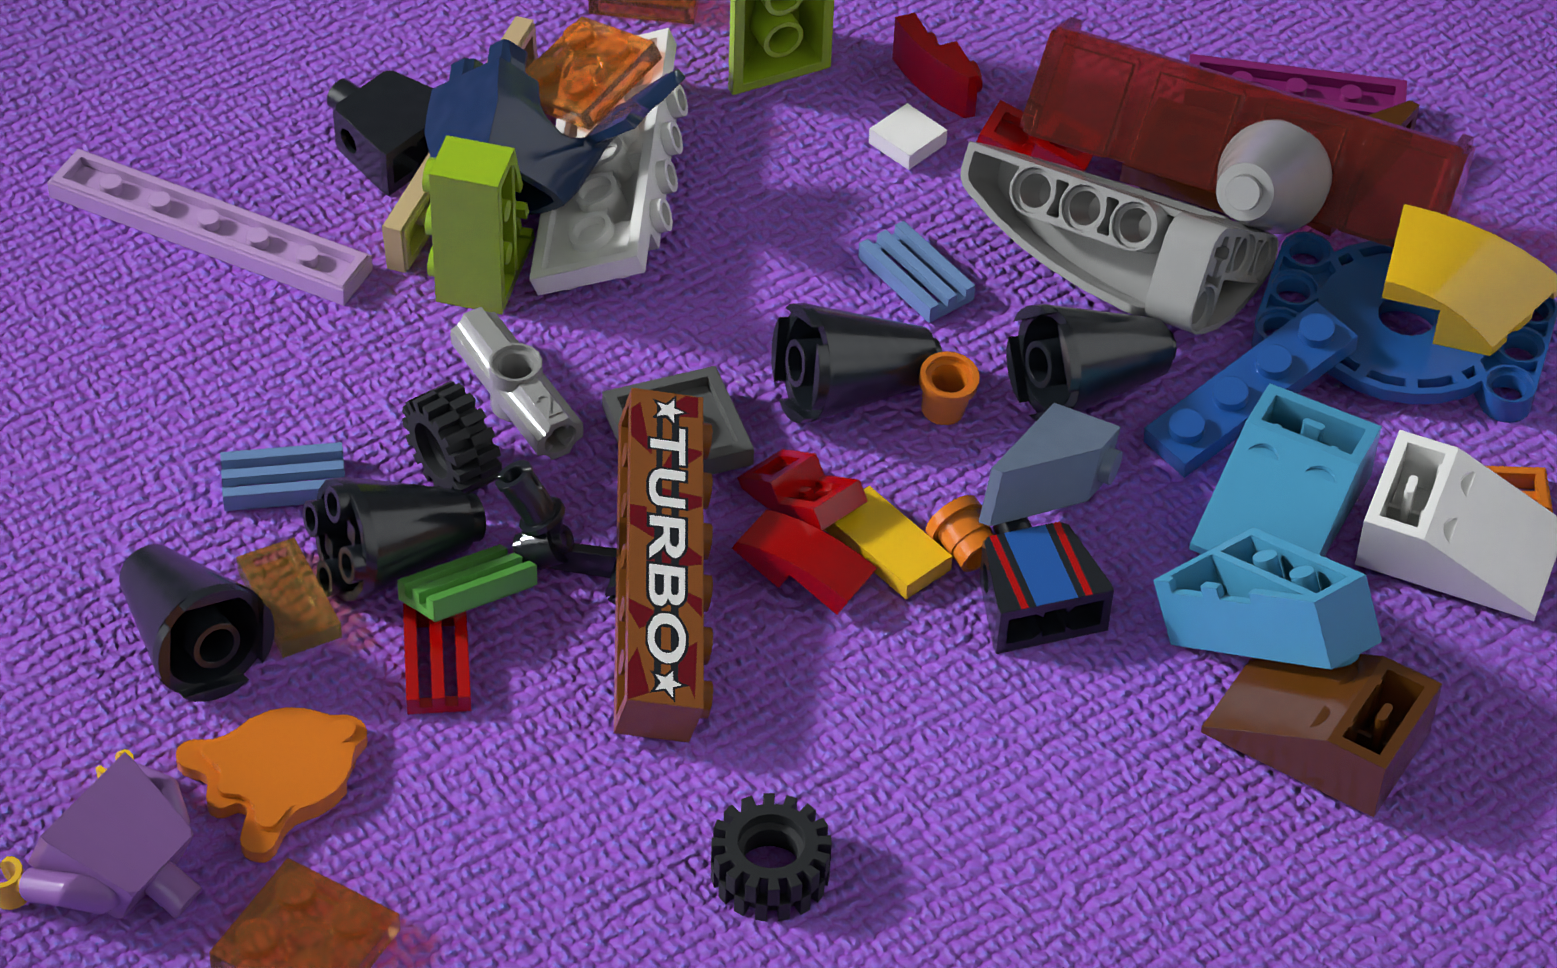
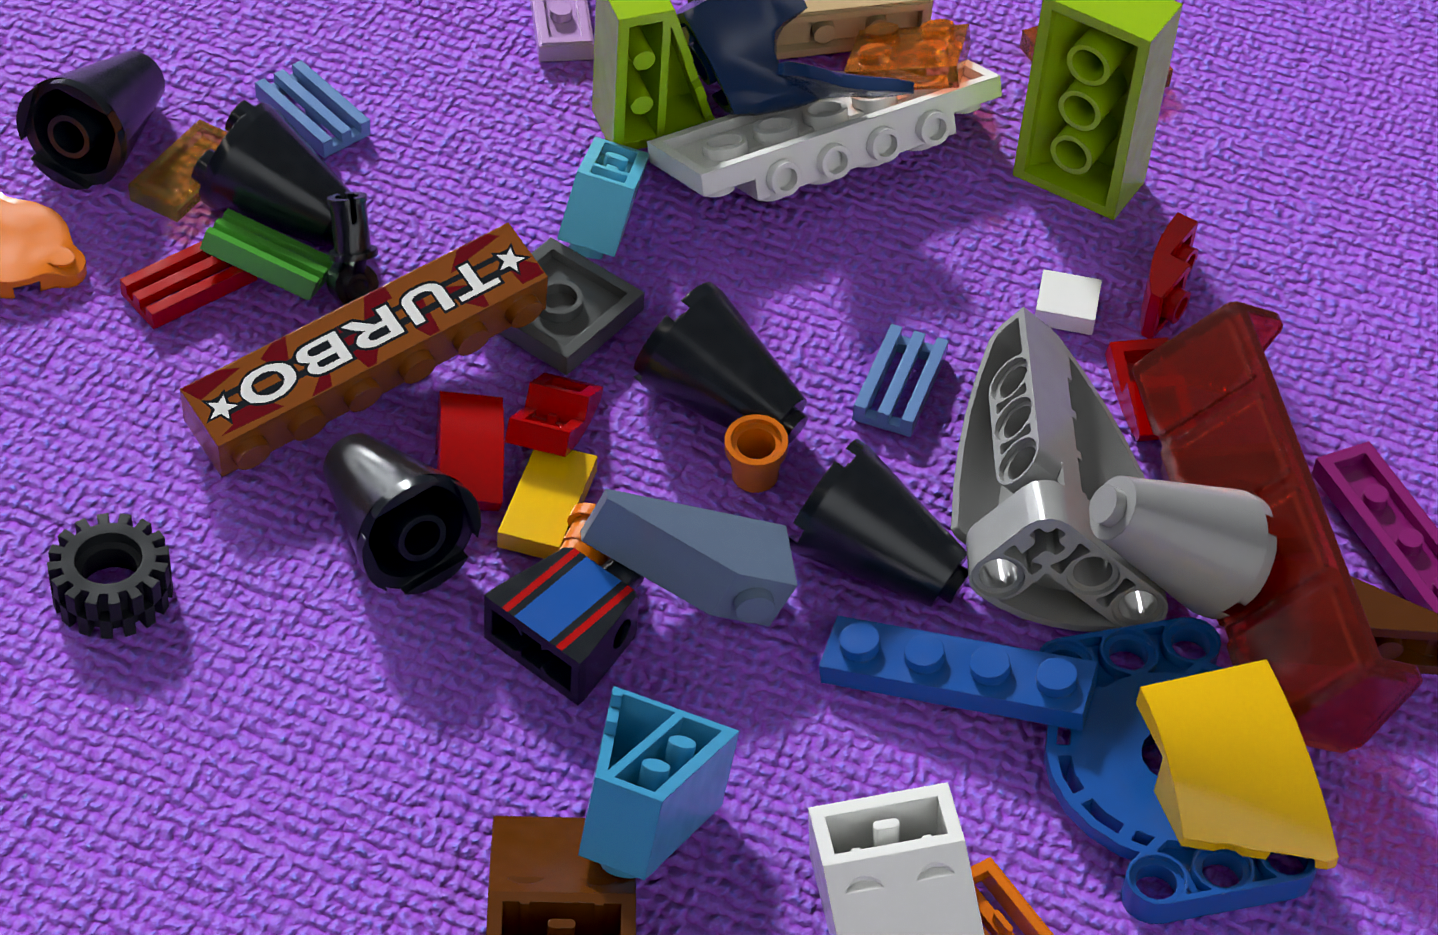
camera: 55 degrees right, 0 degrees up
(451, 438) = (403, 168): black tyre -> none
(516, 383) = (522, 178): light grey piece -> none
(586, 334) = (602, 198): none -> medium azure slope
(844, 630) = (400, 514): none -> black cone
(1291, 473) = (835, 742): dark azure slope -> none

